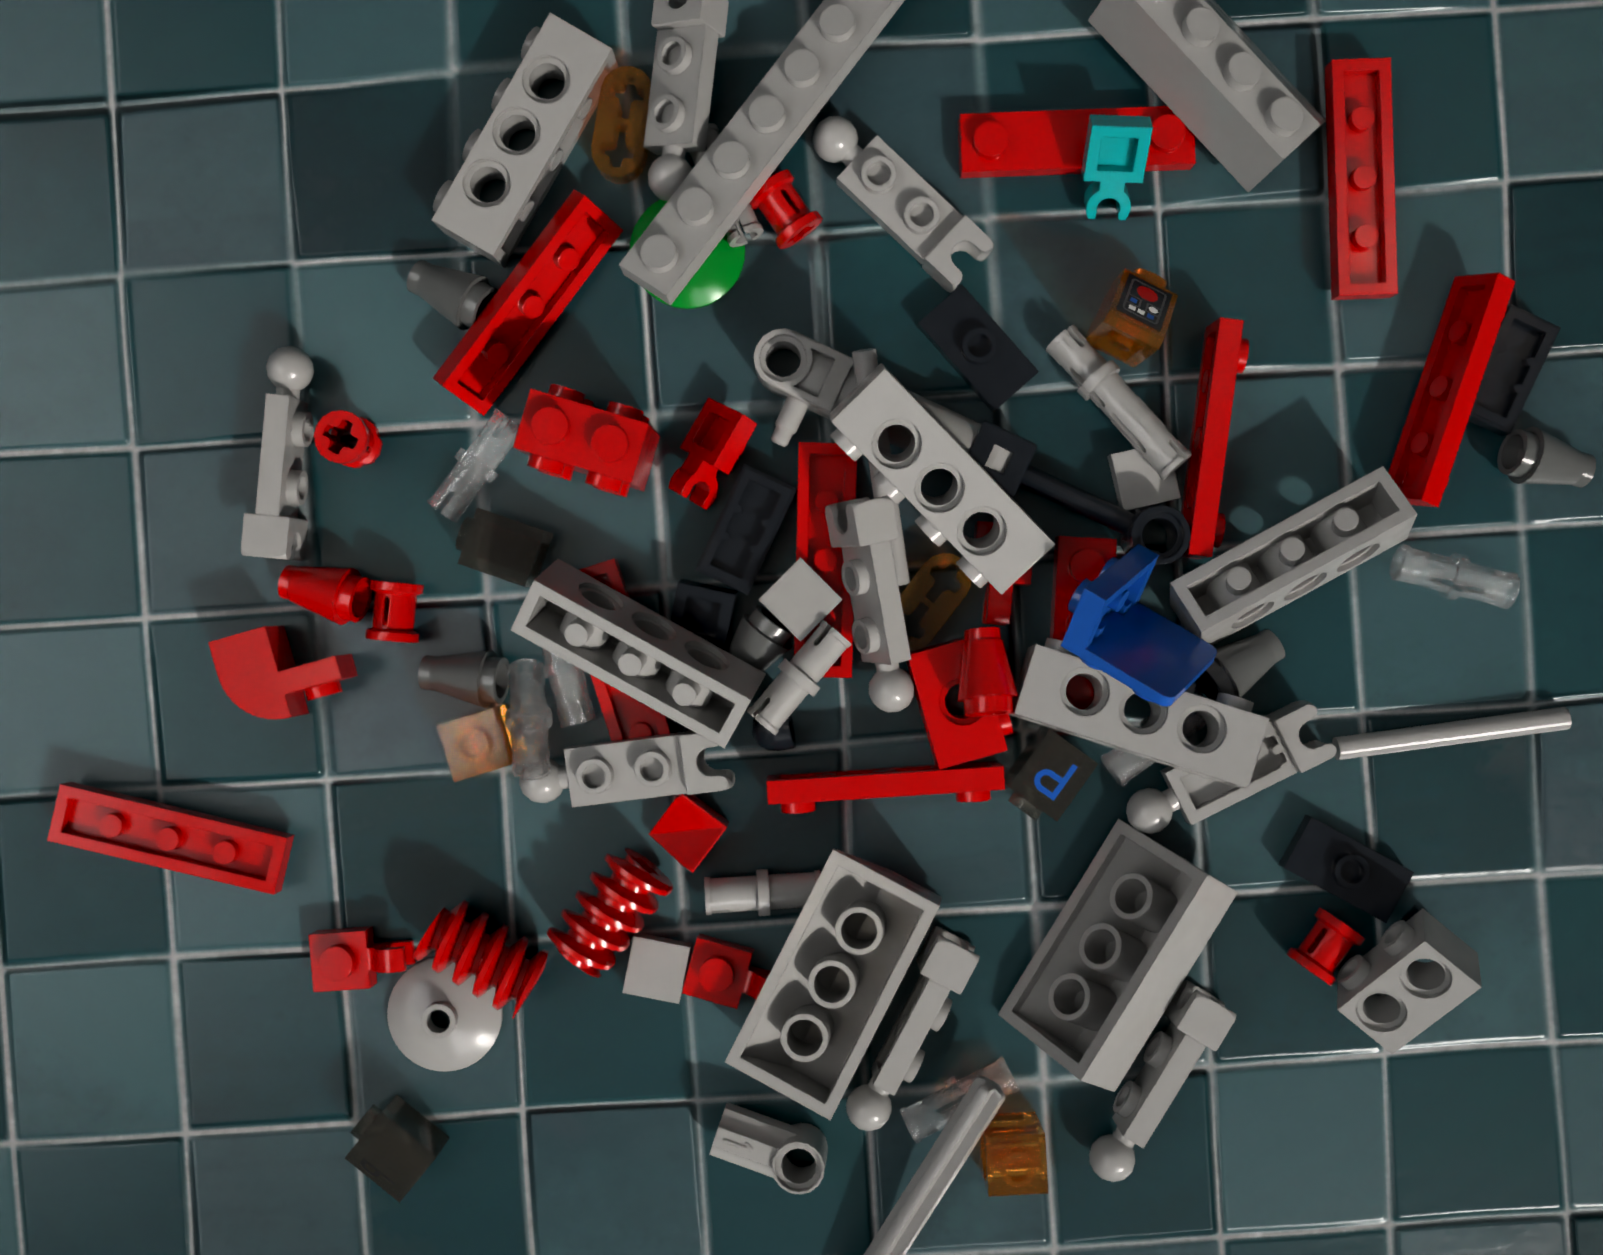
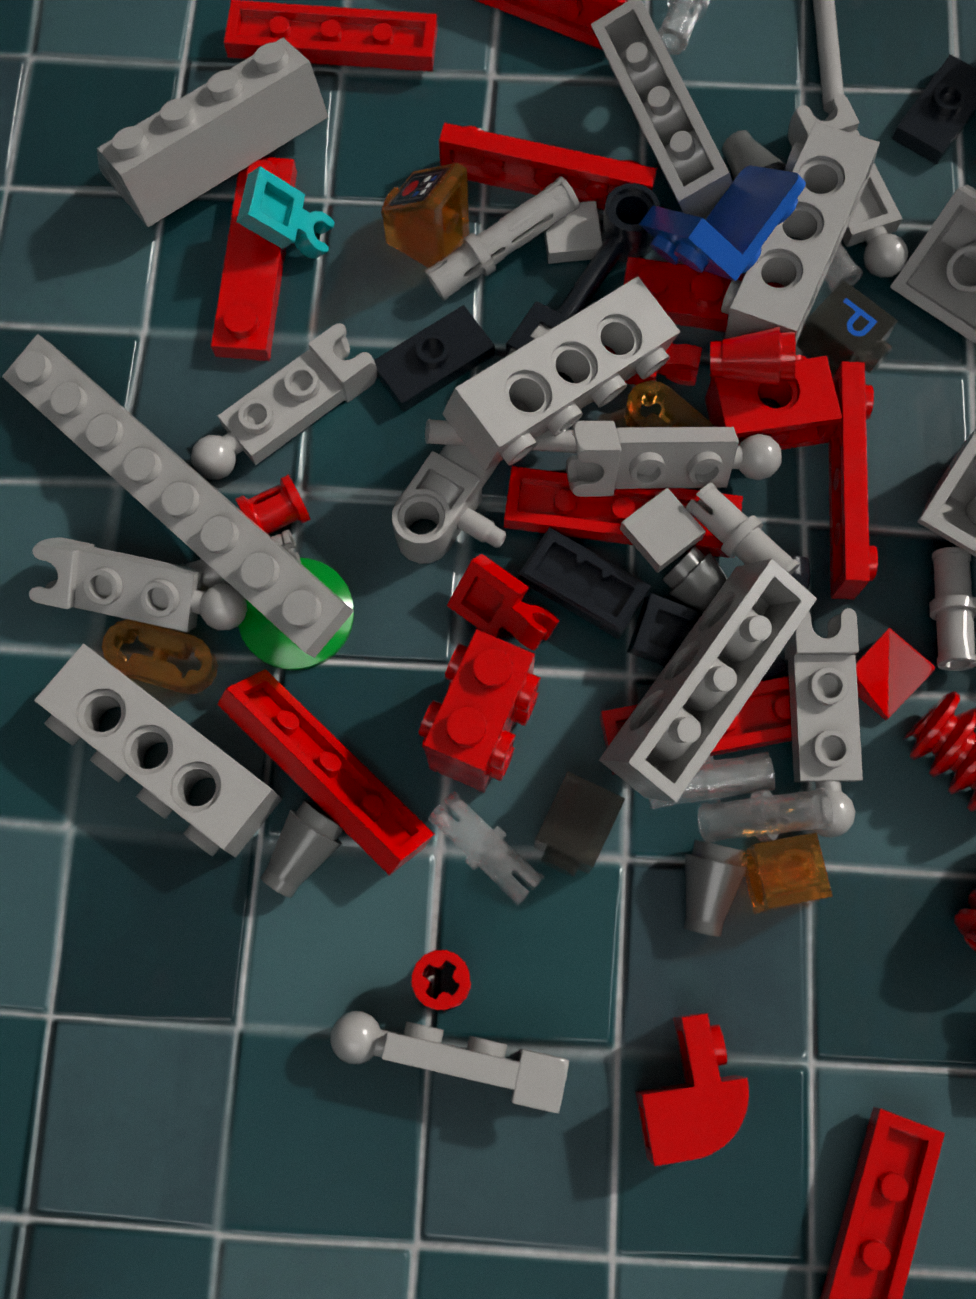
camera: 85 degrees left, 15 degrees down
(327, 591) = (604, 1030): red cone -> none
(394, 611) = (653, 948): red bush -> none

